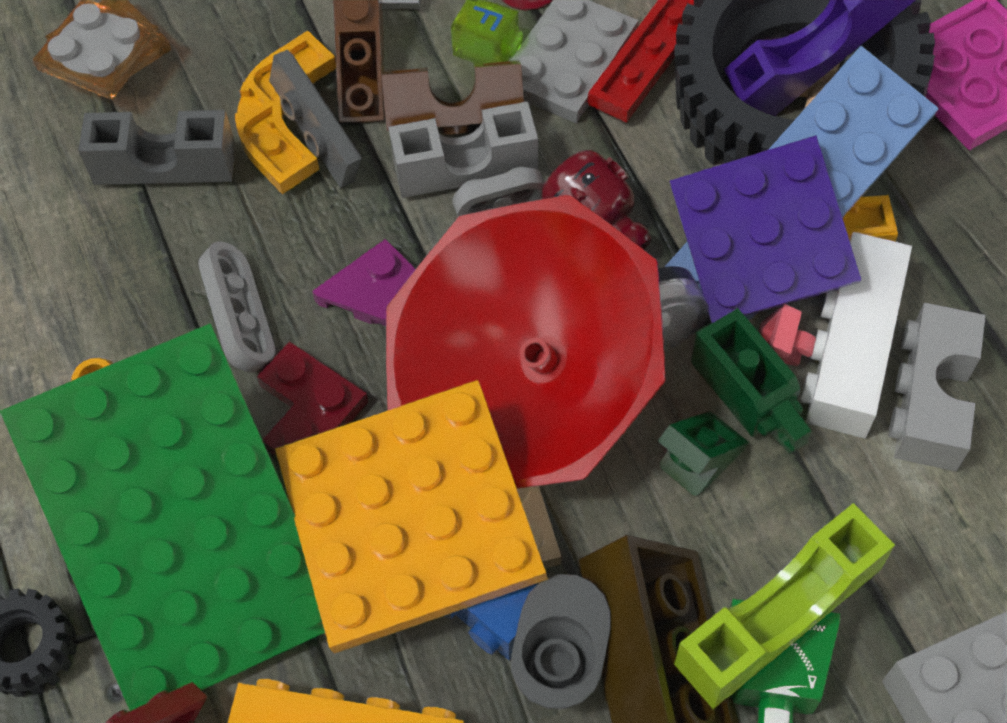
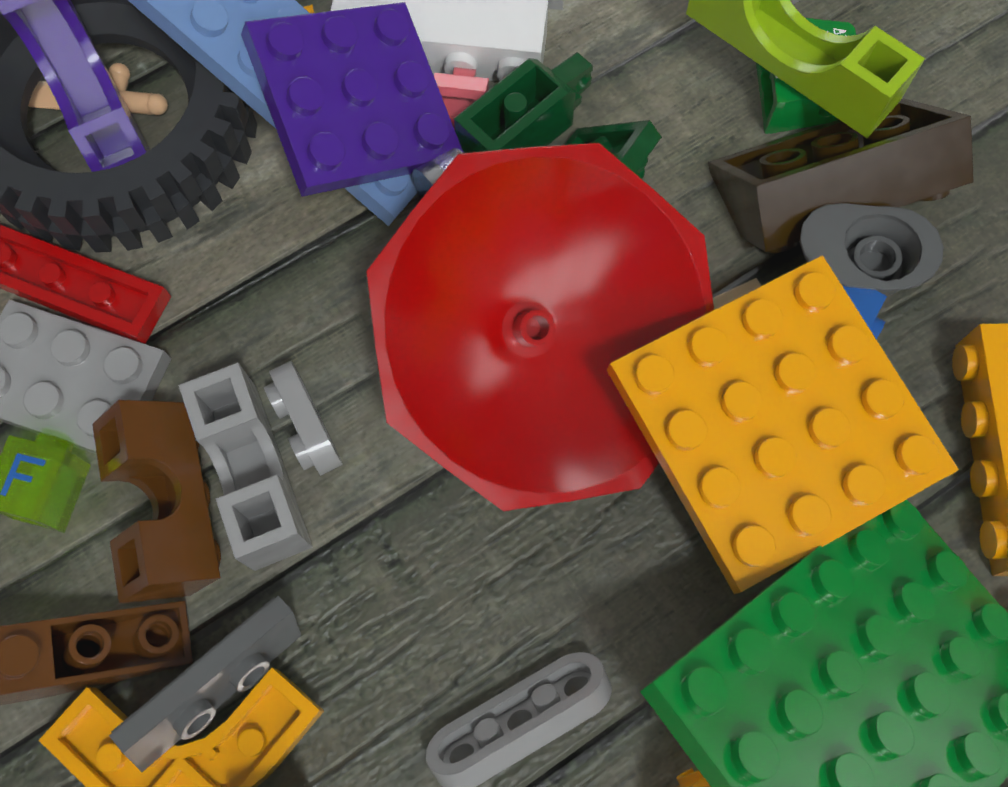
camera: 100 degrees left, 10 degrees up
(315, 393) = (631, 578): dark red plate -> none
(367, 284) = (453, 546): magenta wing -> none
(601, 188) = (309, 301): dark red piece -> none

